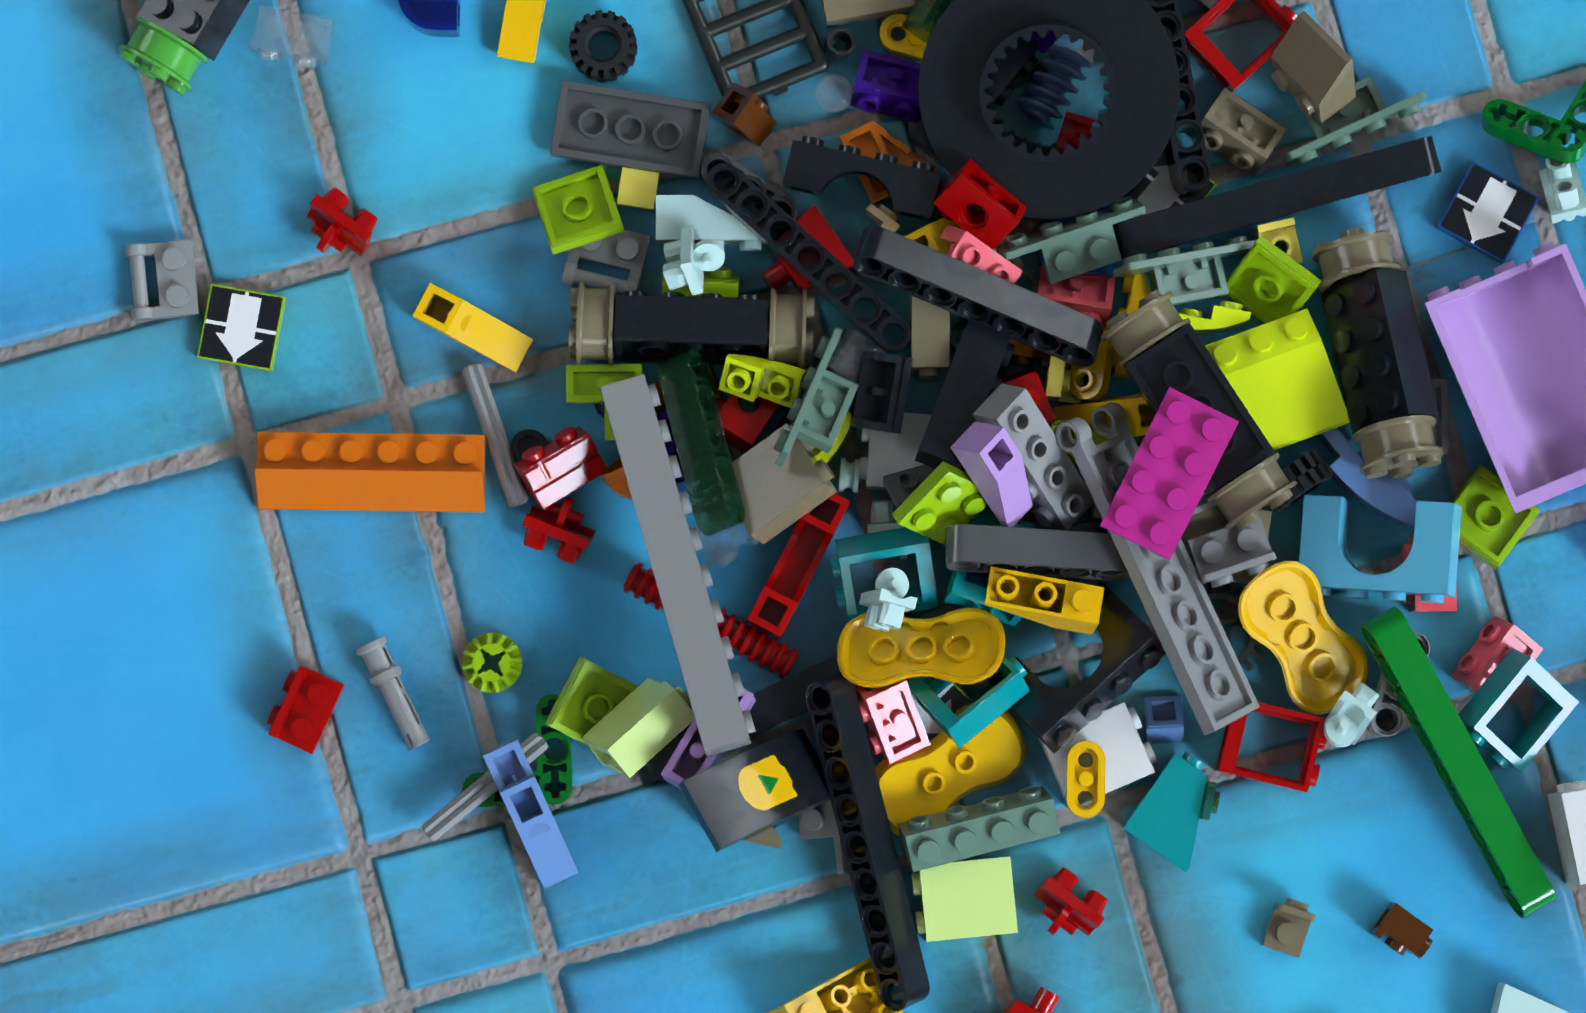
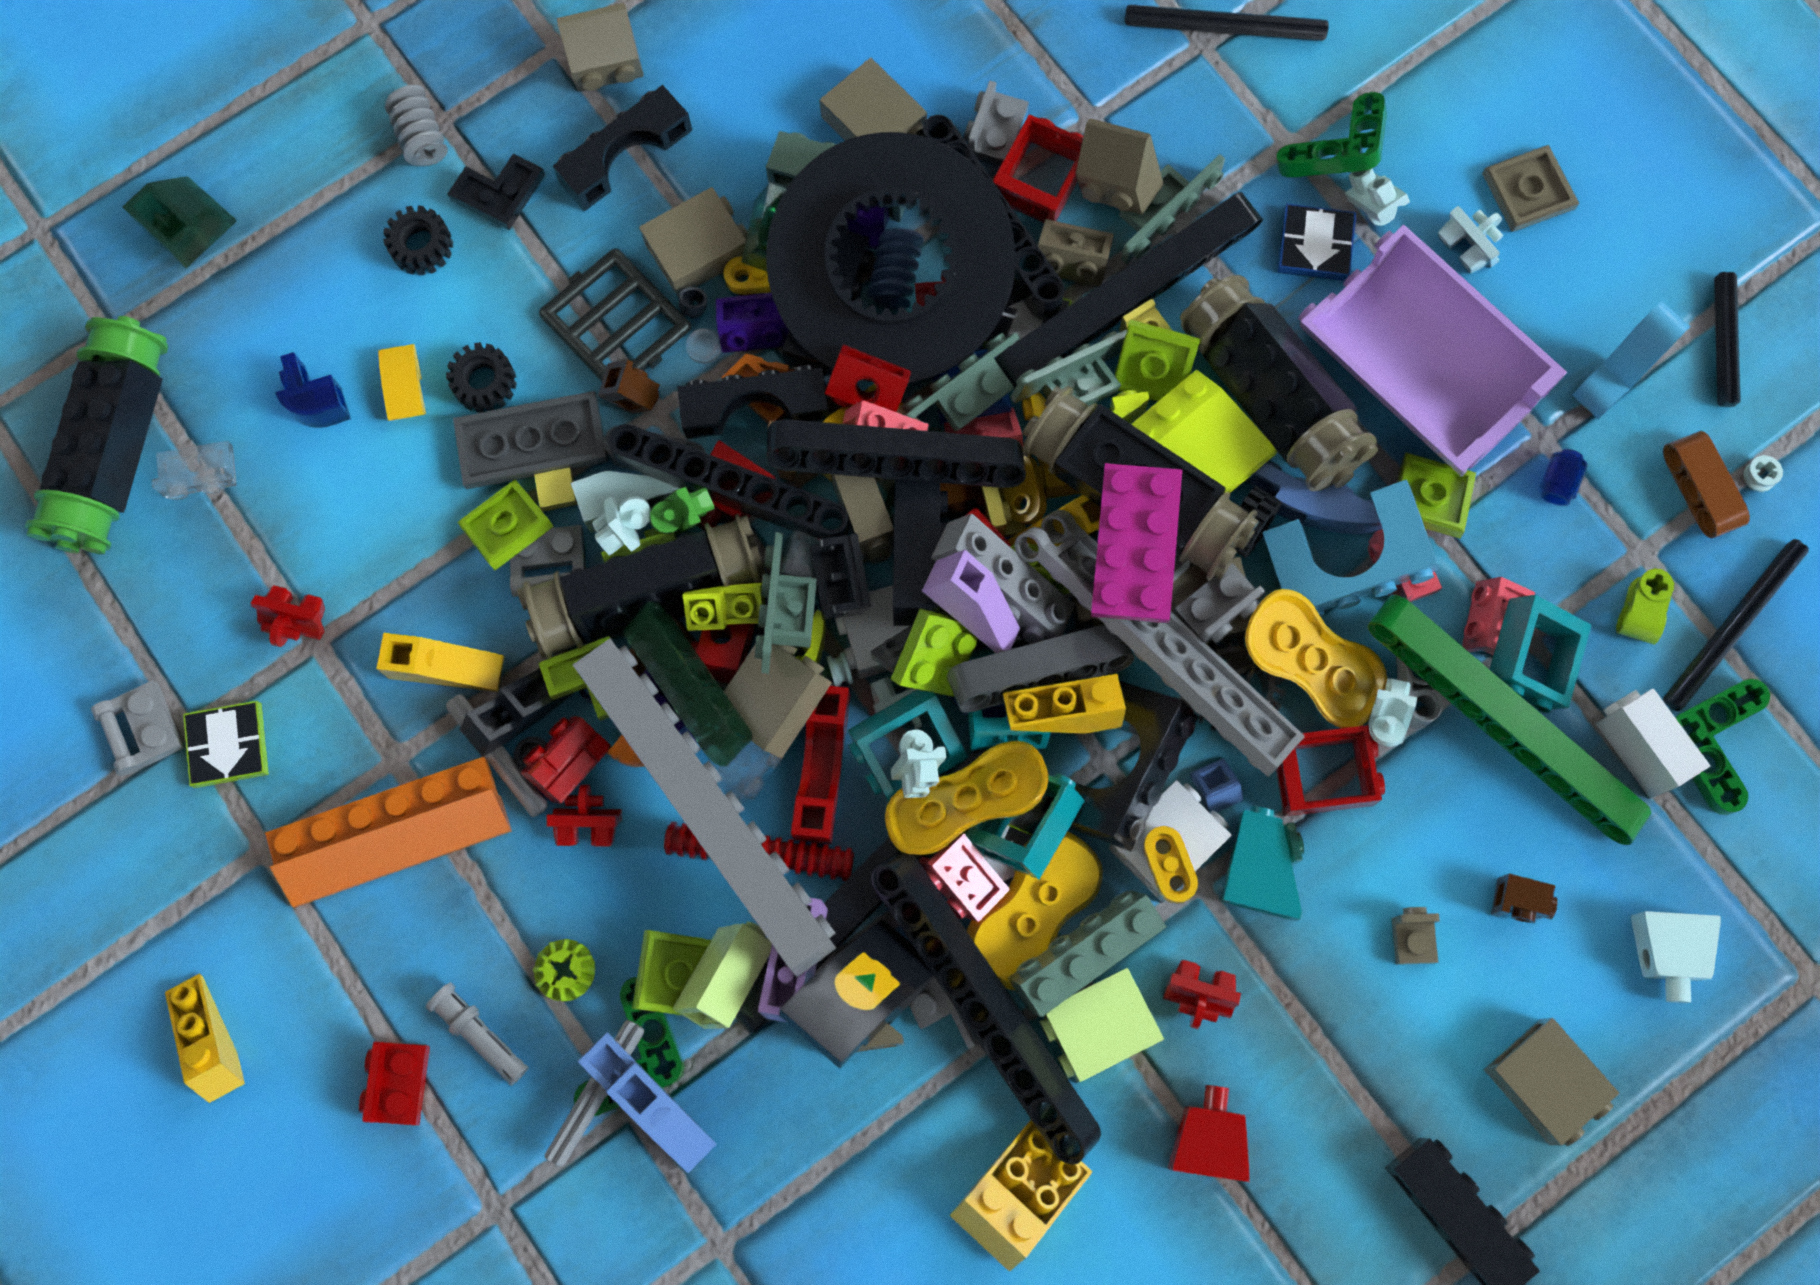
camera: 15 degrees left, 10 degrees down
(141, 602) = (202, 1041): none -> yellow slope
(521, 401) = (510, 713): none -> black slope
(753, 270) = (680, 511): none -> bright green hips

